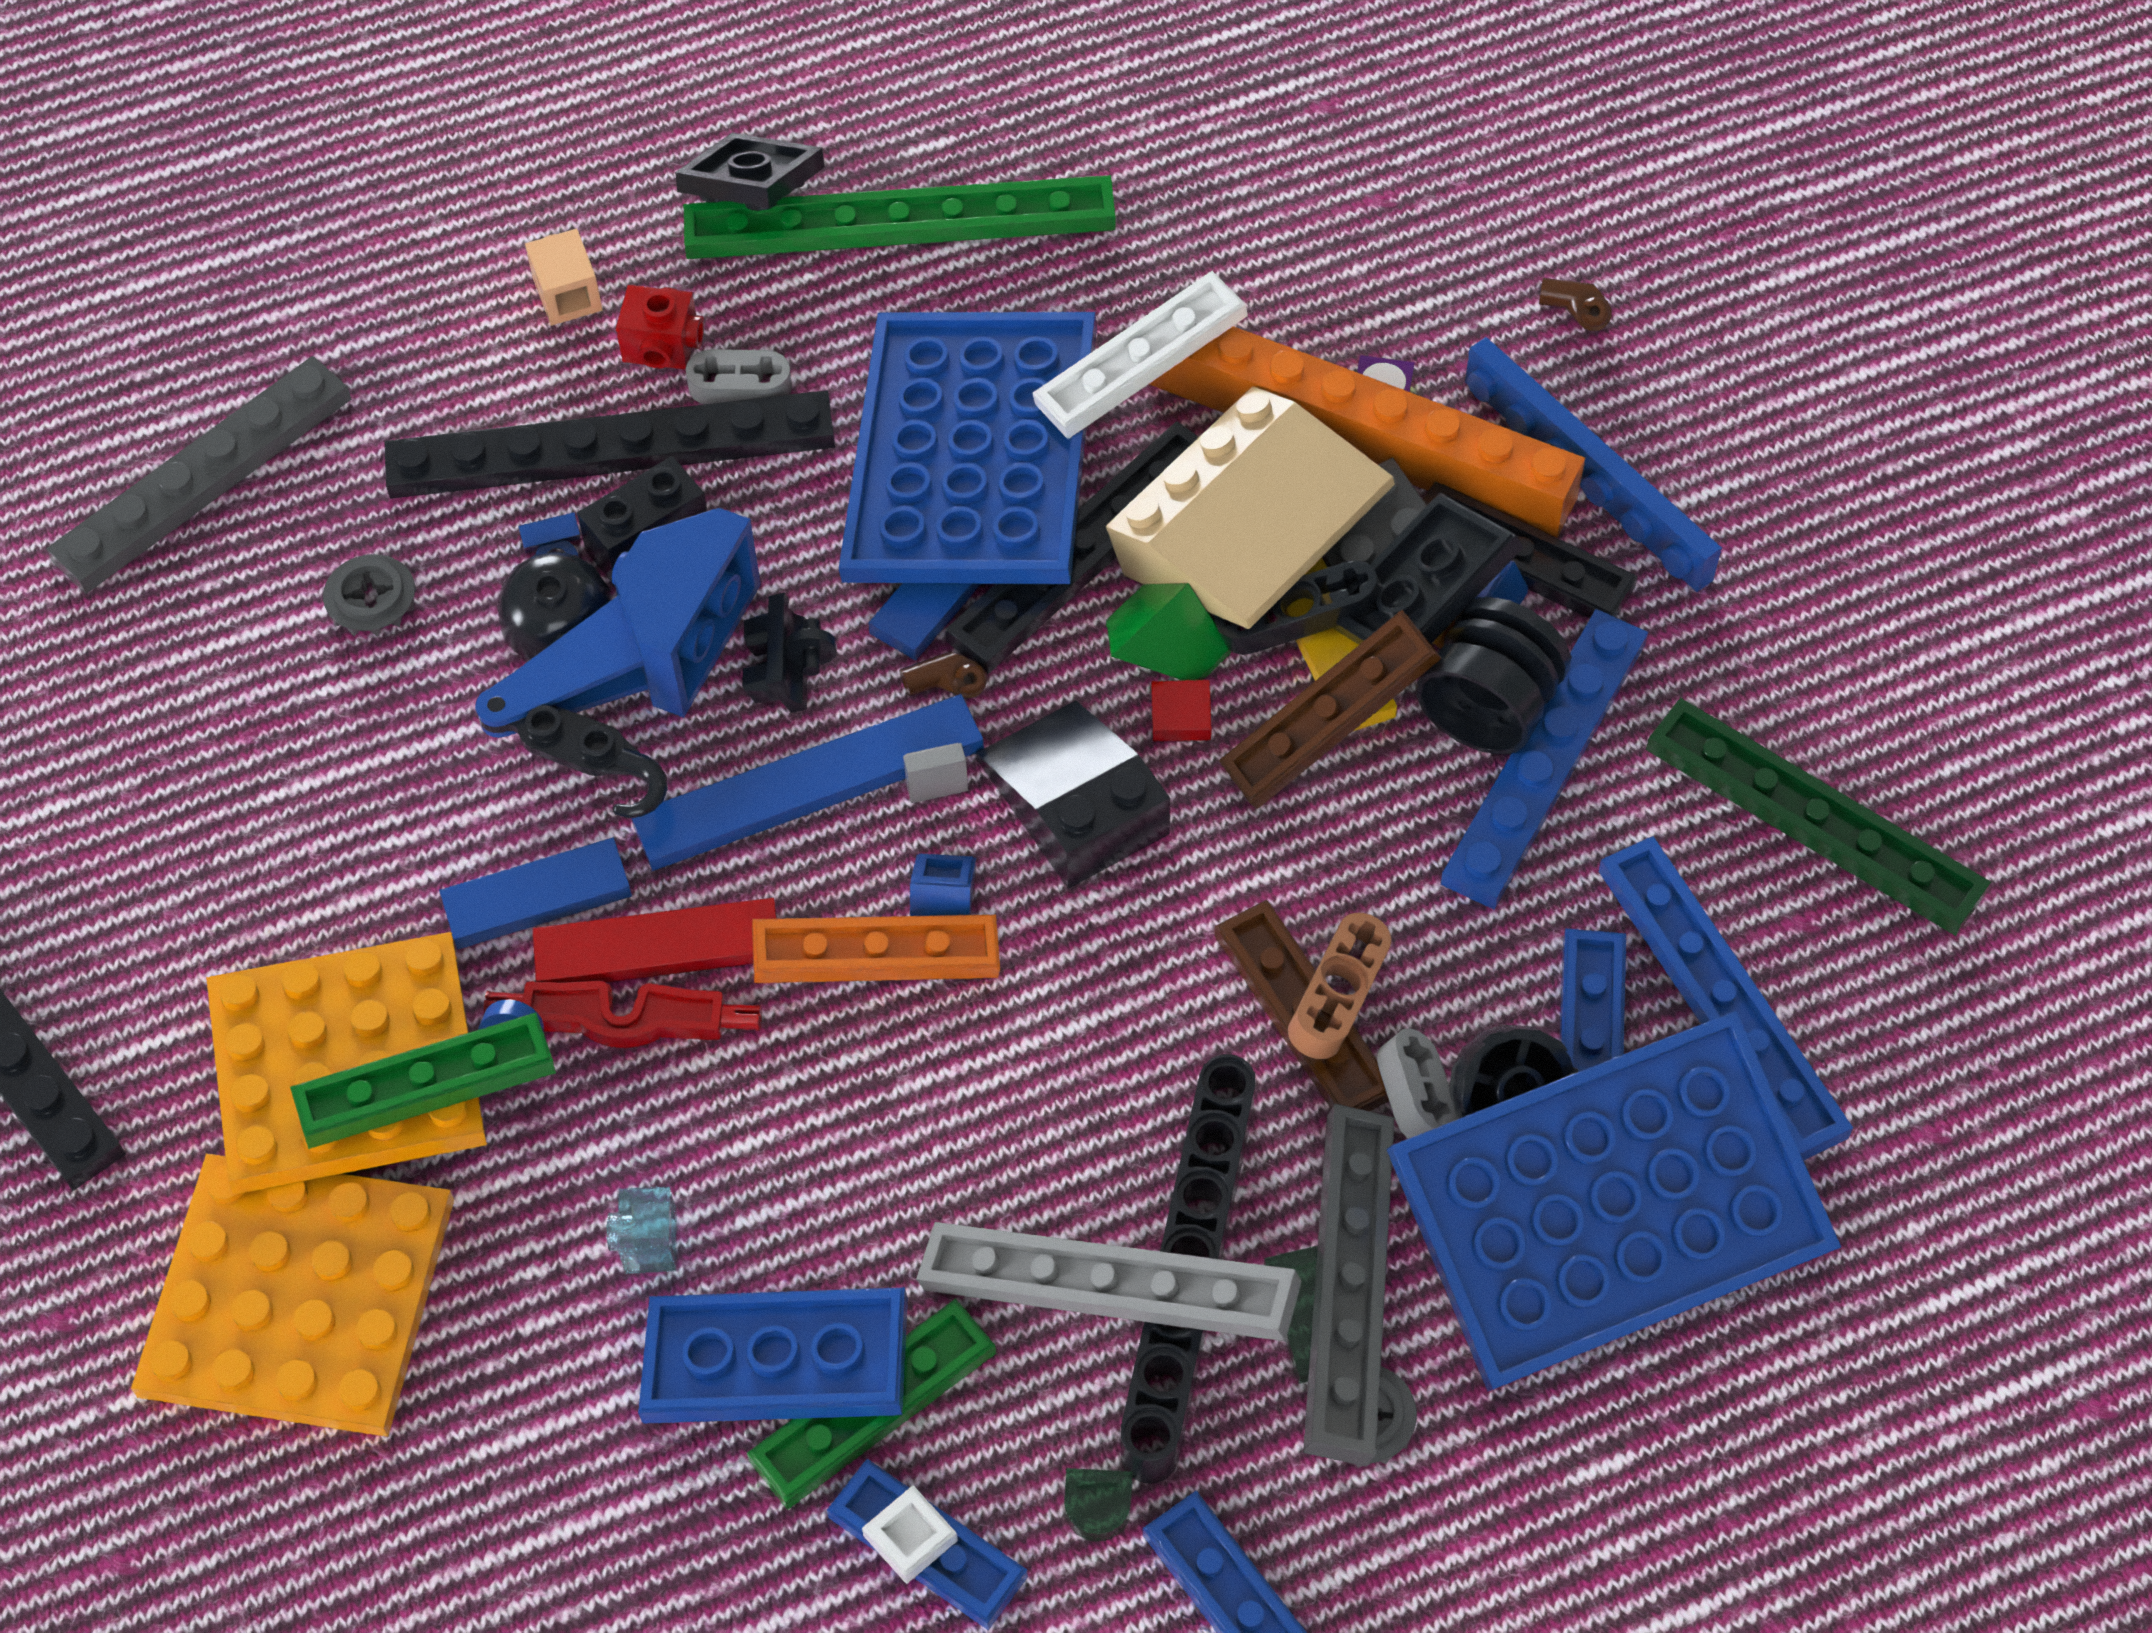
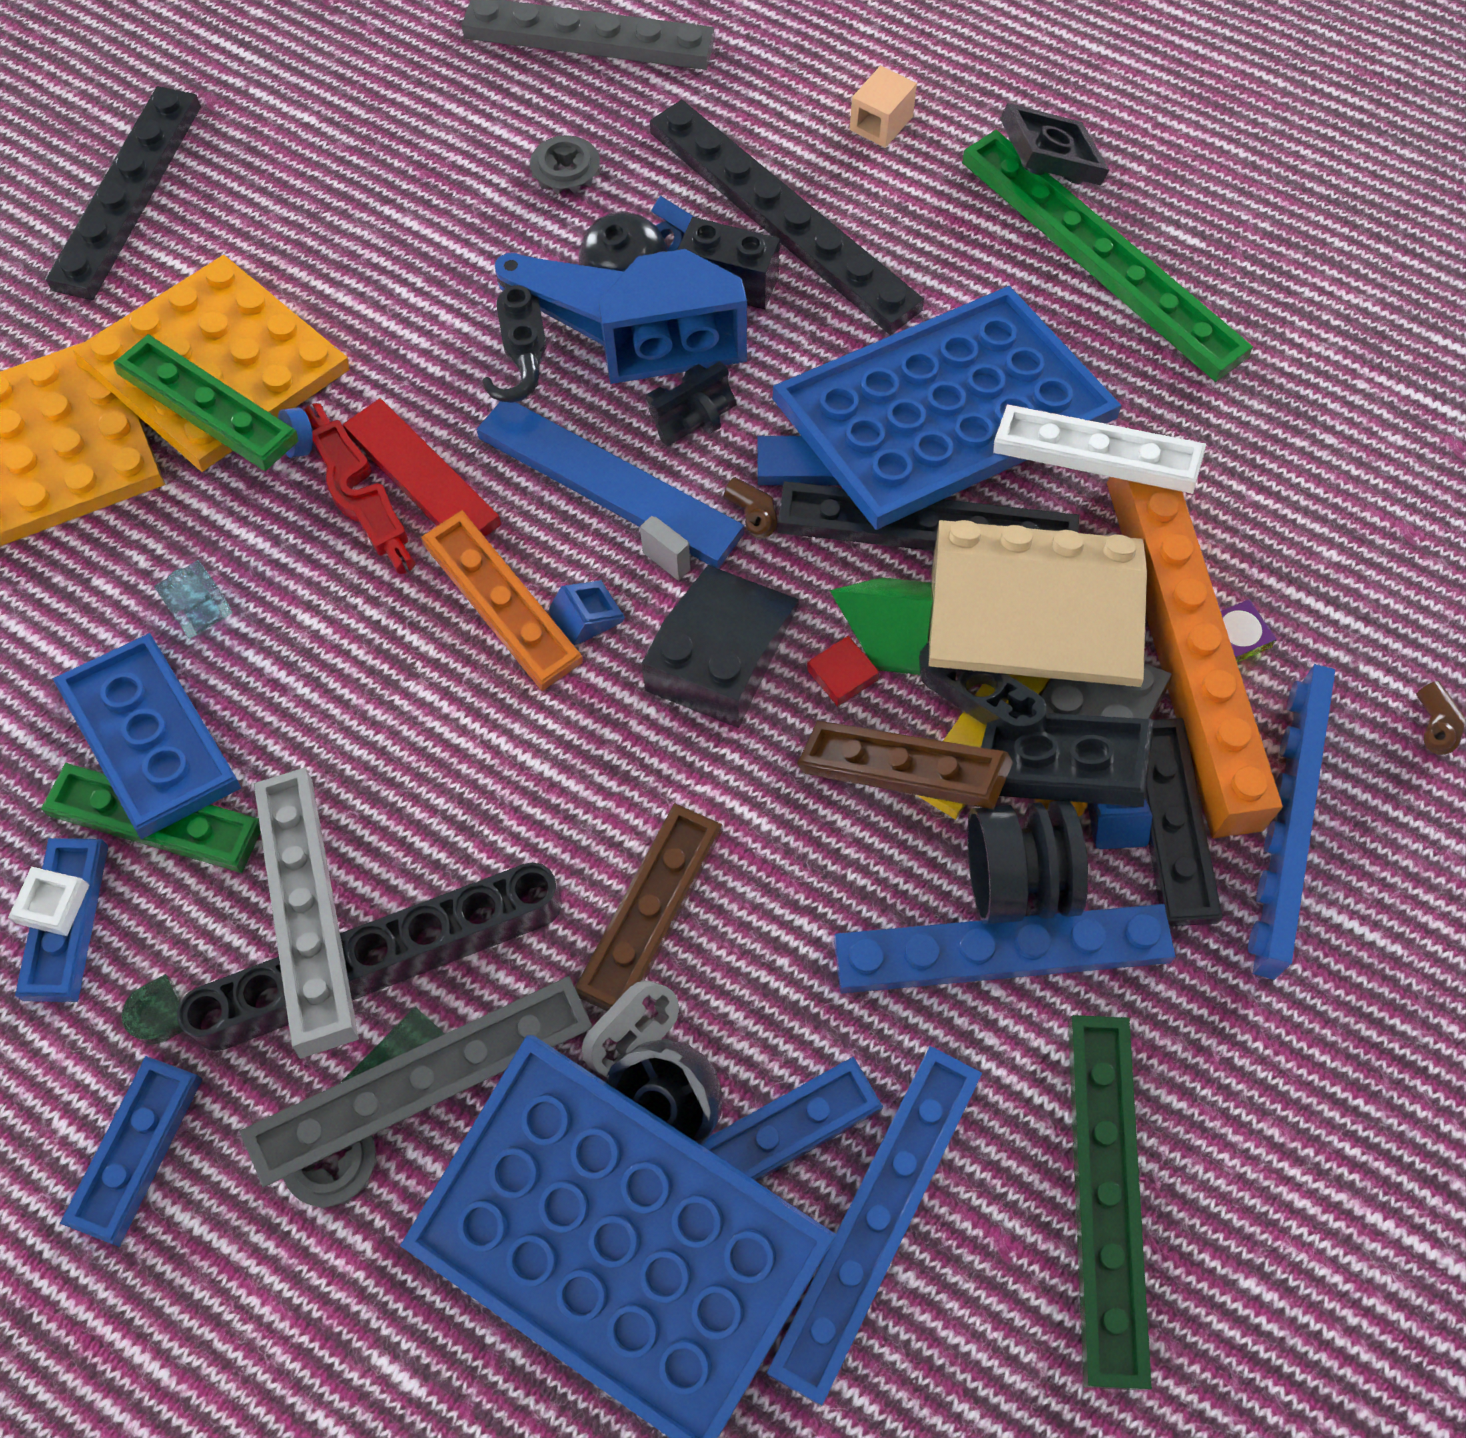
camera: 55 degrees right, 5 degrees up
(535, 893) = (412, 385): blue tile -> none
(658, 327) = (885, 174): red brick -> none
(737, 375) = (900, 243): light grey beam -> none
(1322, 997) = (714, 897): nougat beam -> none

